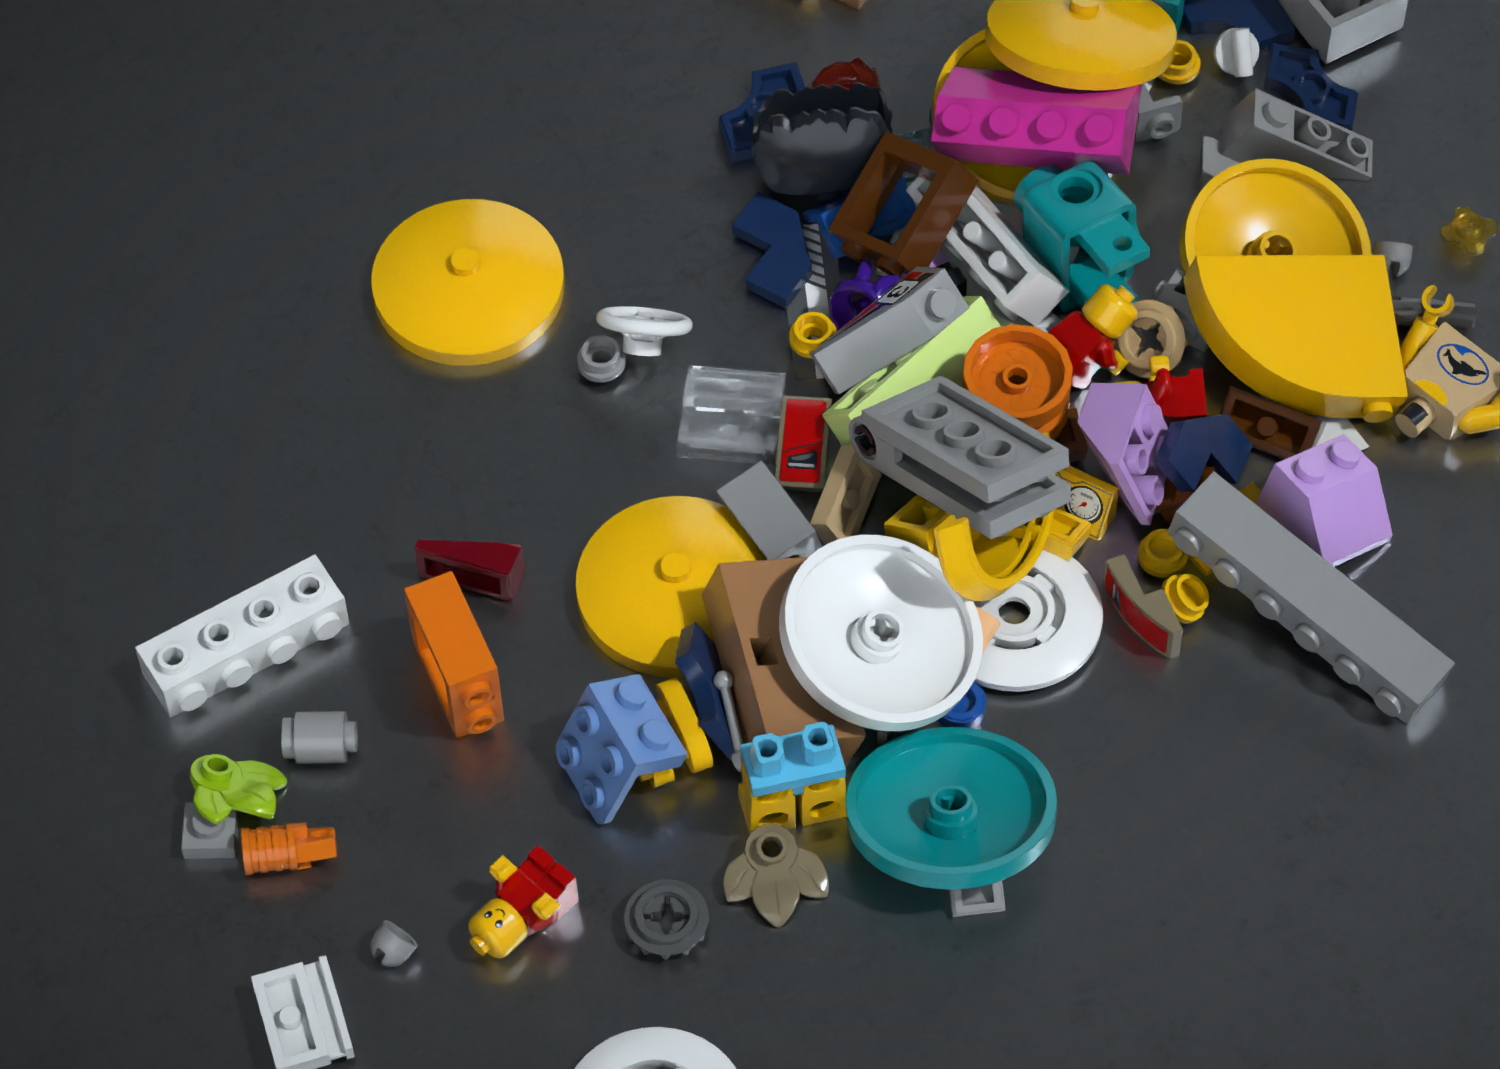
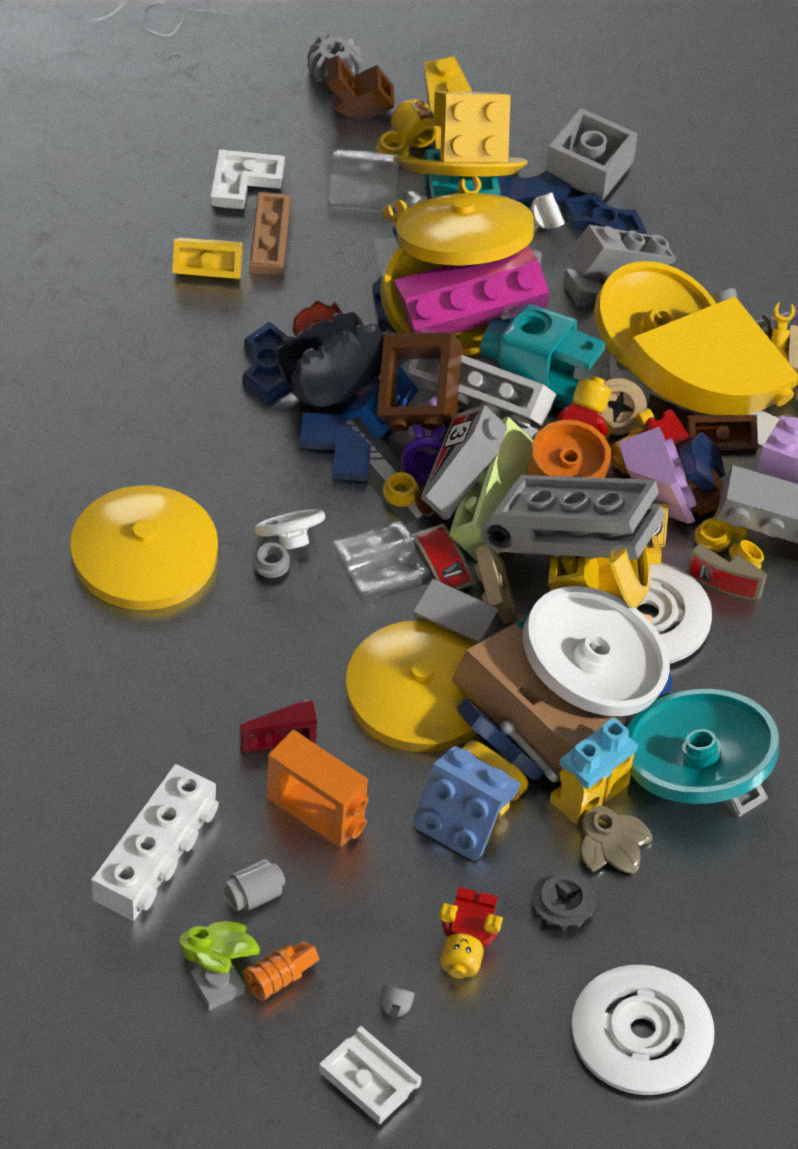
camera: 35 degrees left, 5 degrees down
(1468, 242) = (758, 269): clear yellow plate -> none

